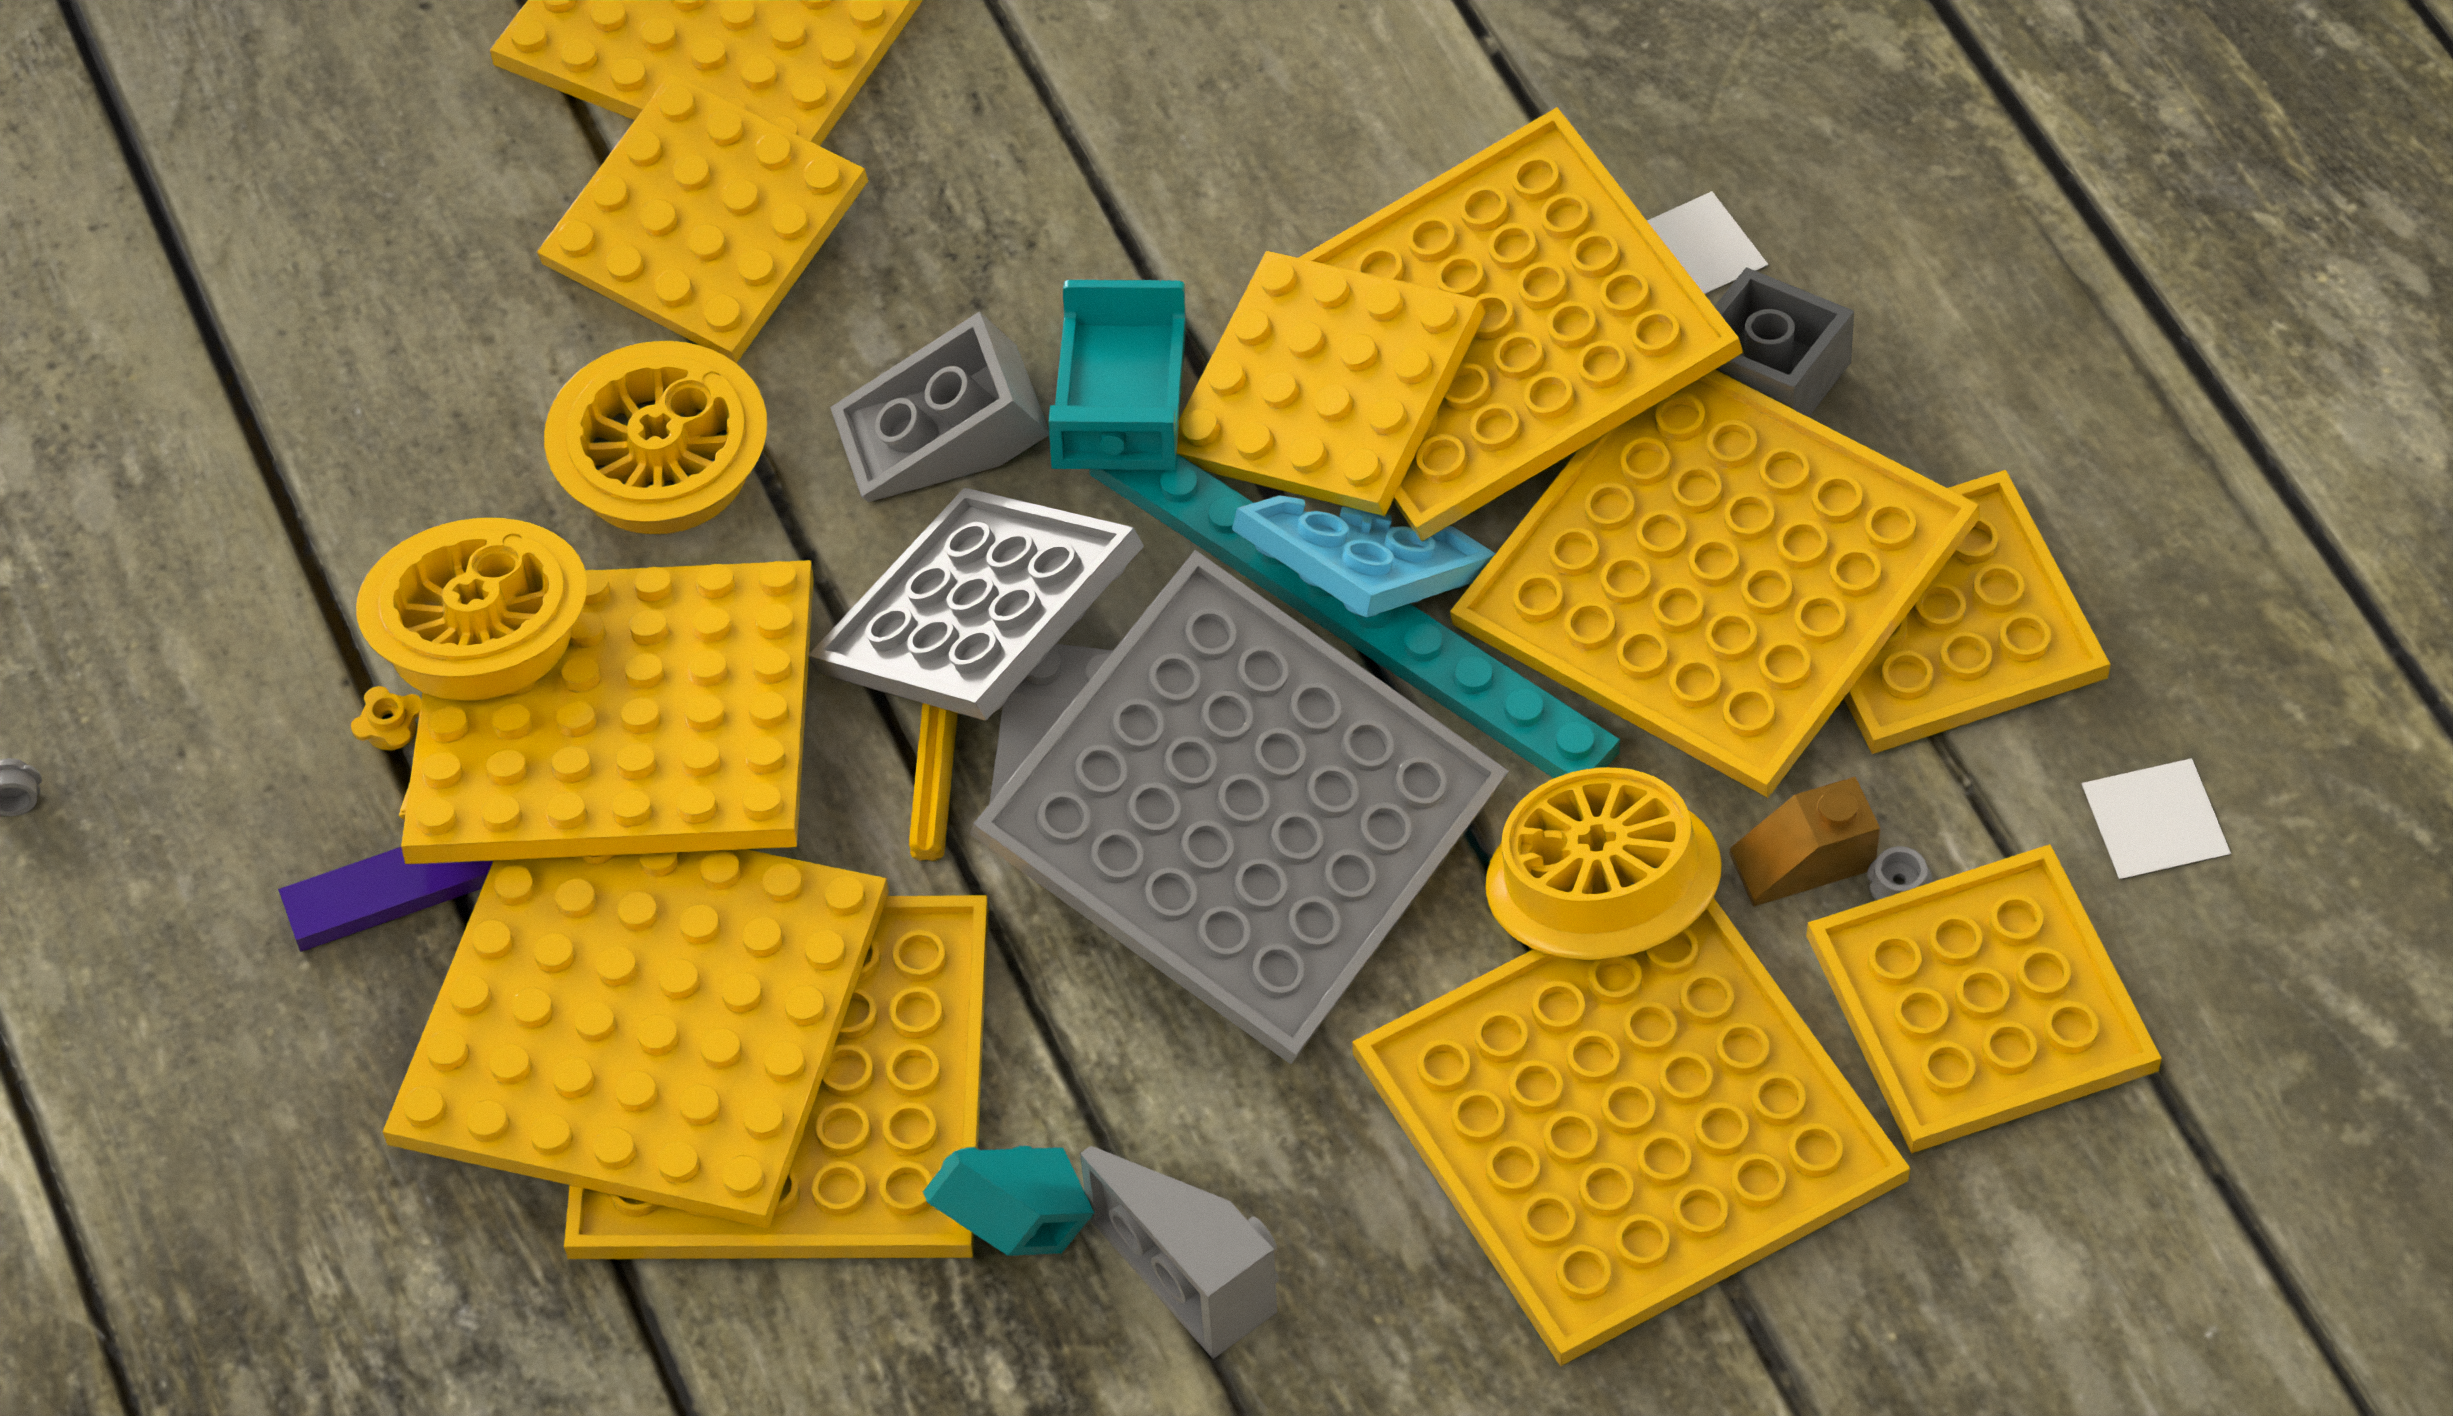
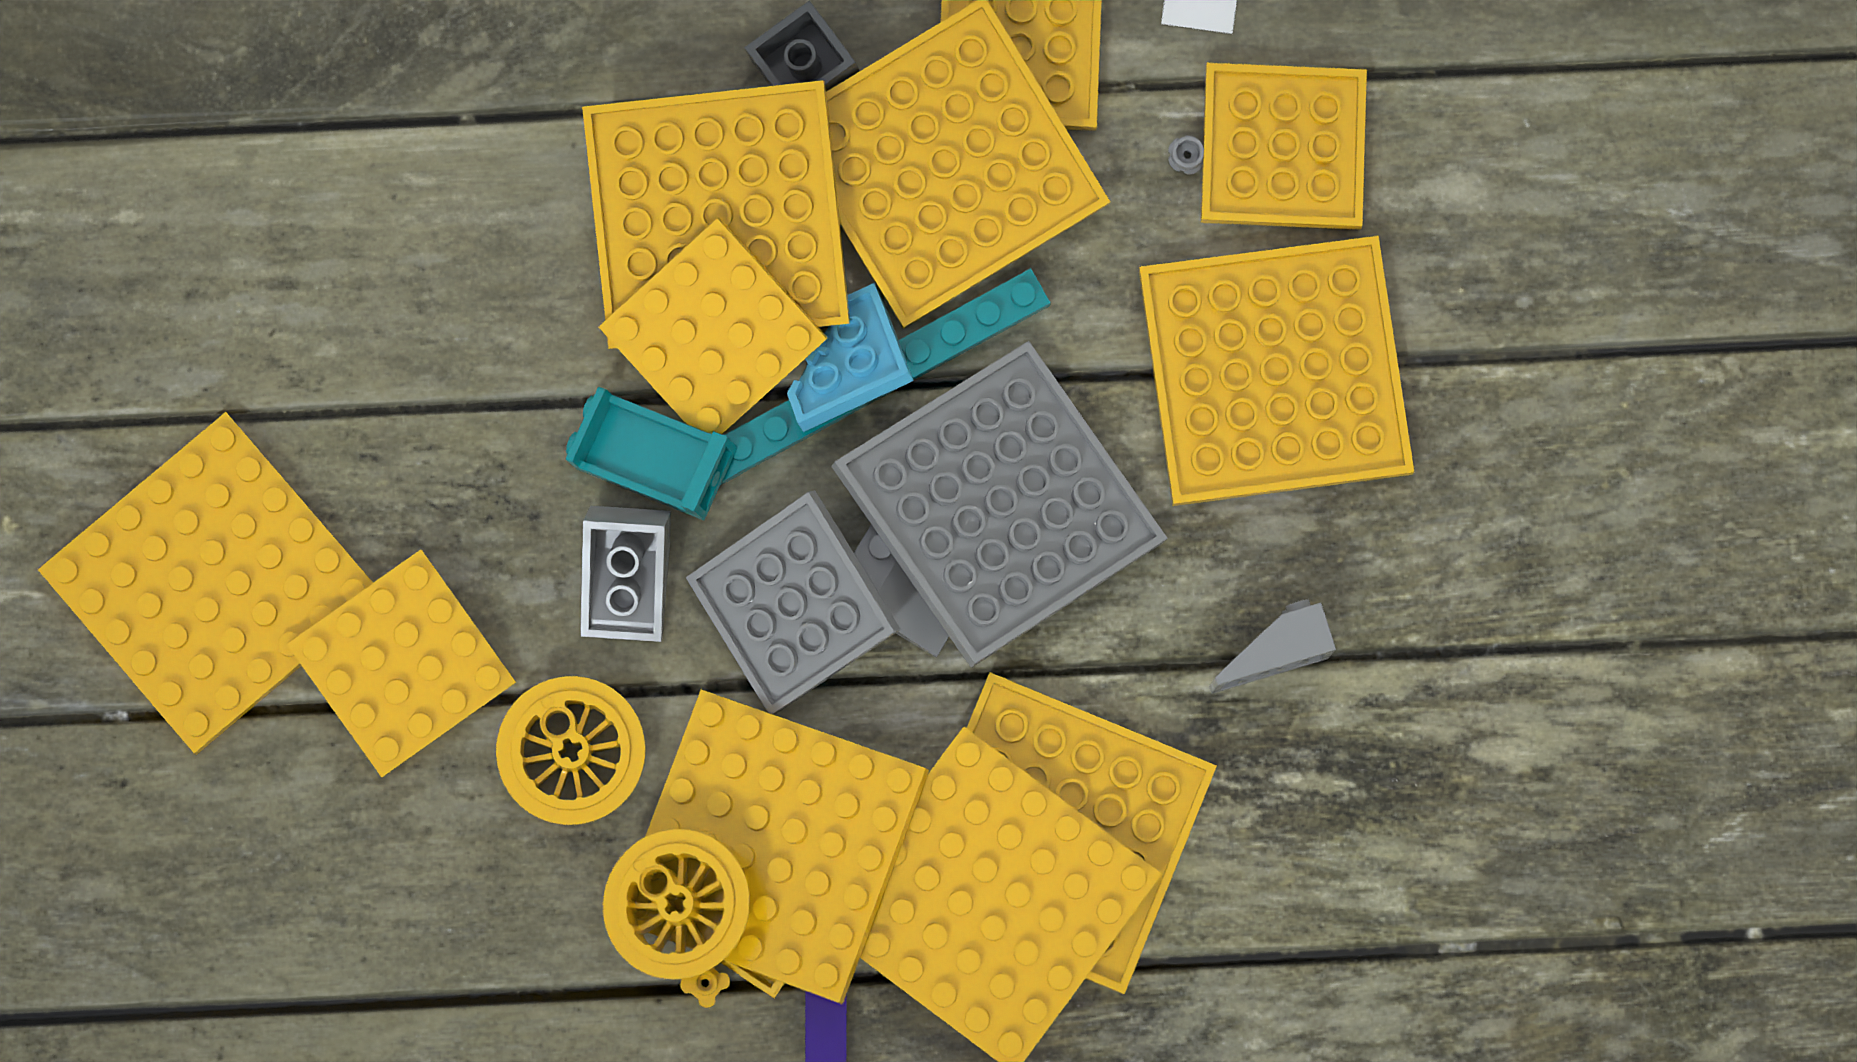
camera: 75 degrees left, 25 degrees up
(932, 783) = (897, 678): yellow axle -> none
(1013, 1197) = (1205, 729): teal slope -> none
(1577, 848) = (1162, 349): yellow piece -> none
(1707, 242) = (685, 63): white sticker -> none
(1808, 843) = (1148, 196): pearl gold slope -> none

